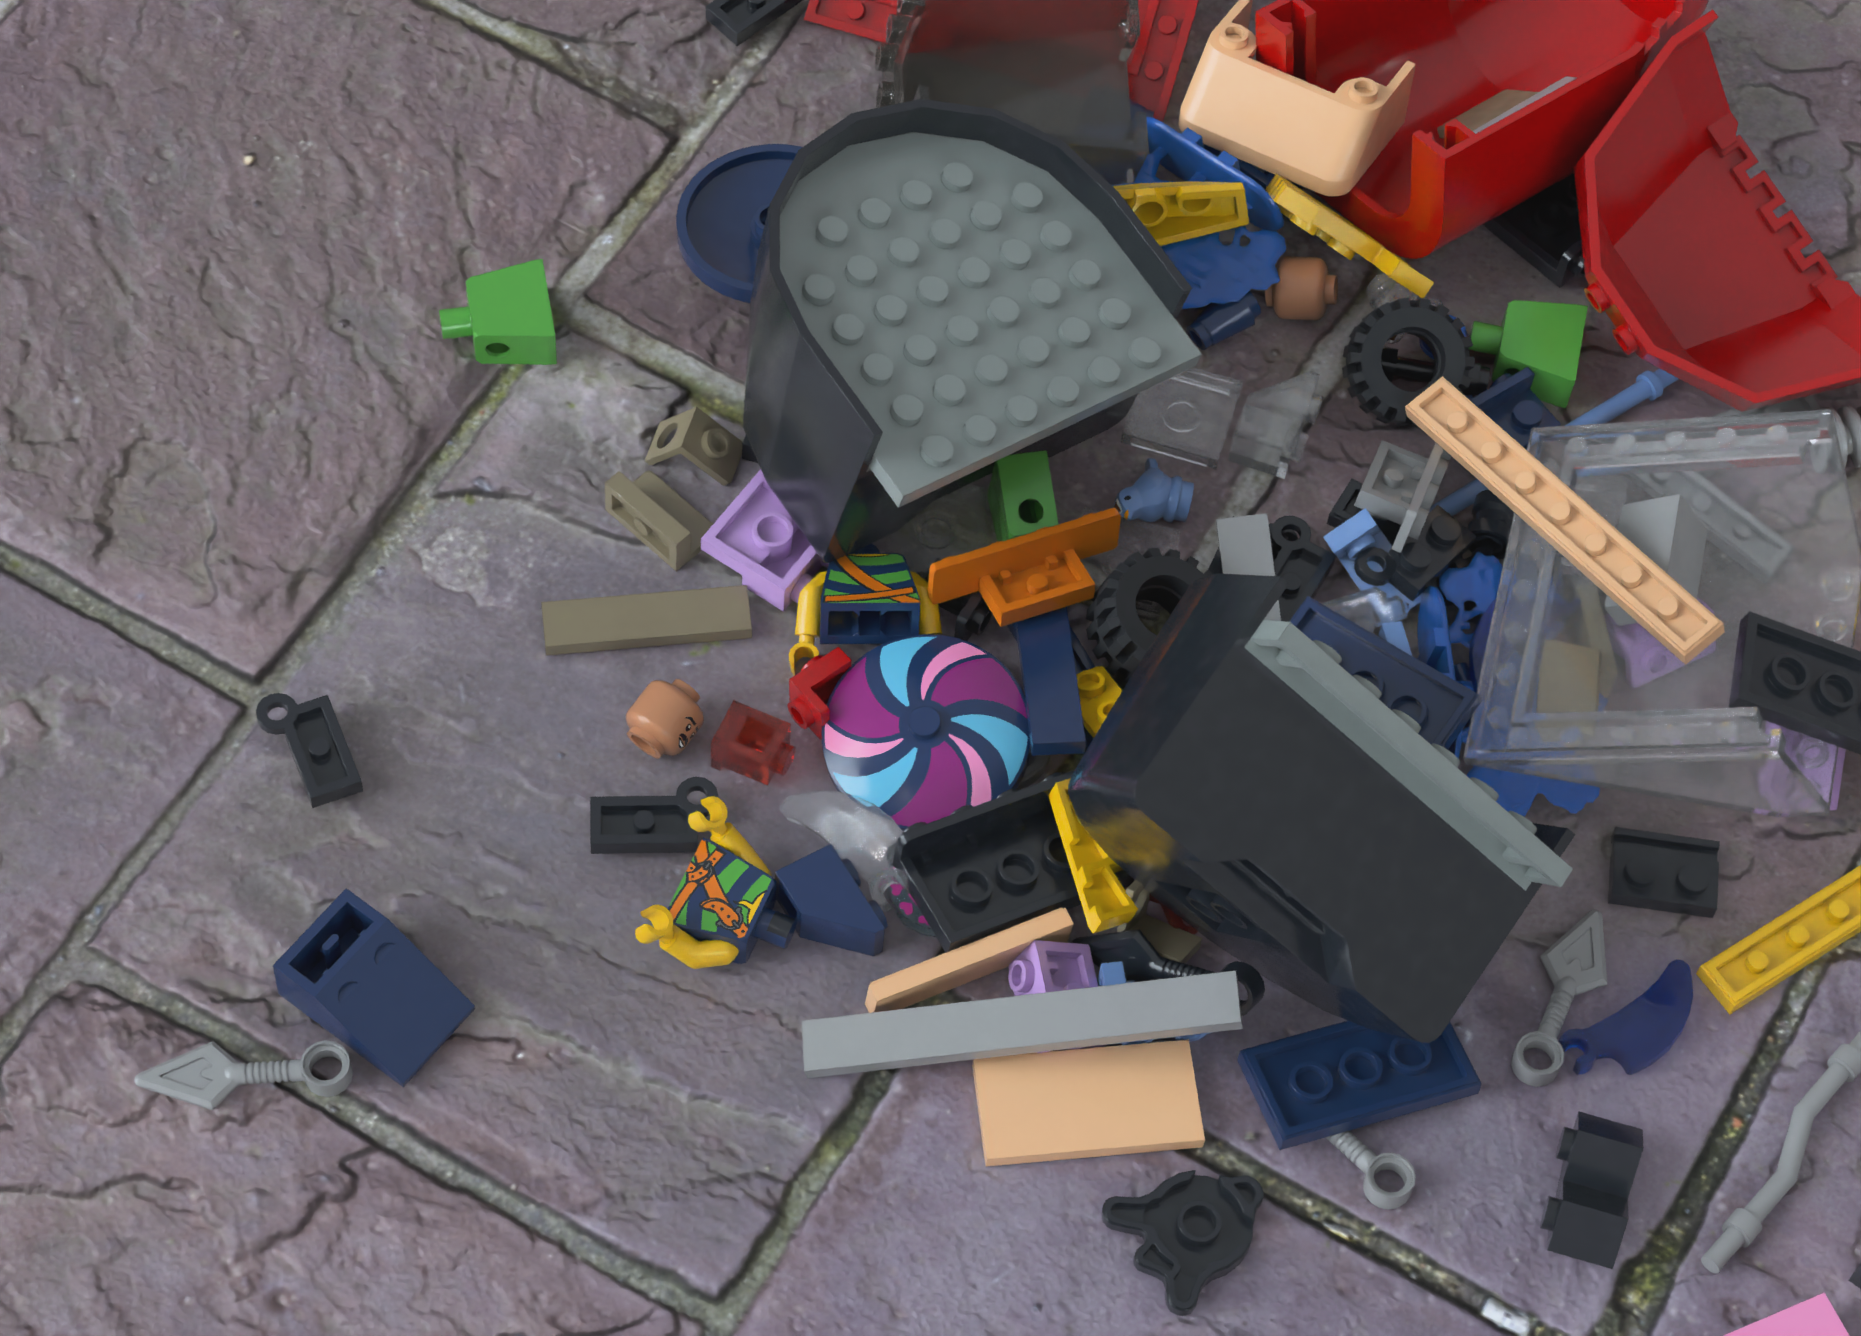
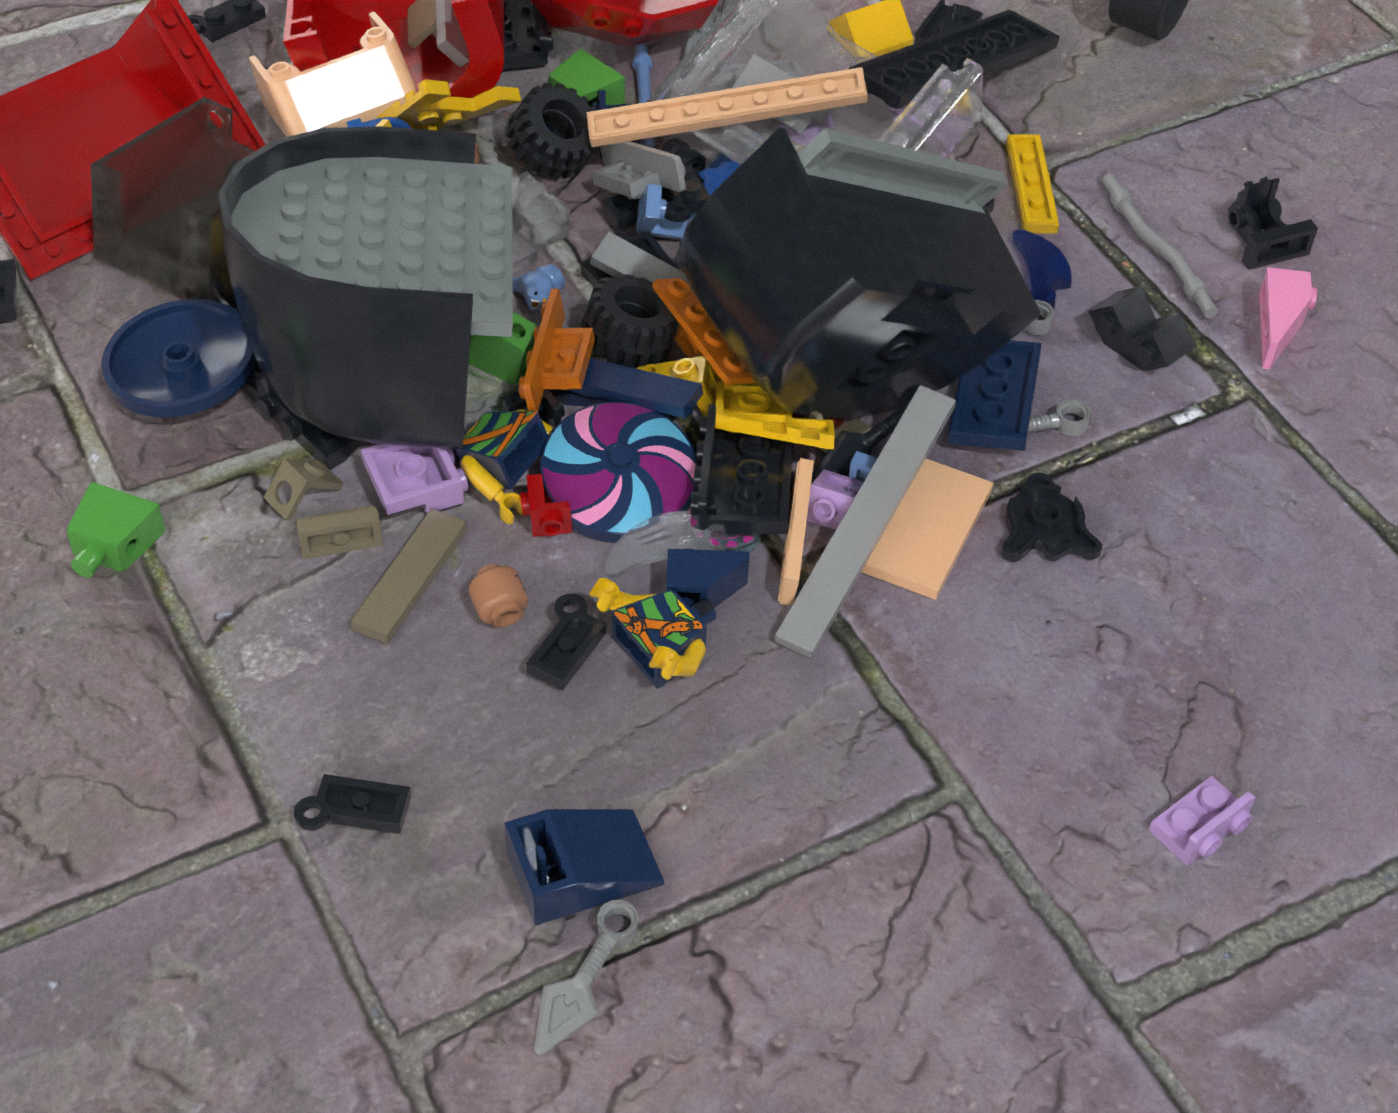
camera: 55 degrees left, 10 degrees down
(752, 744) = (554, 560): clear red brick -> none

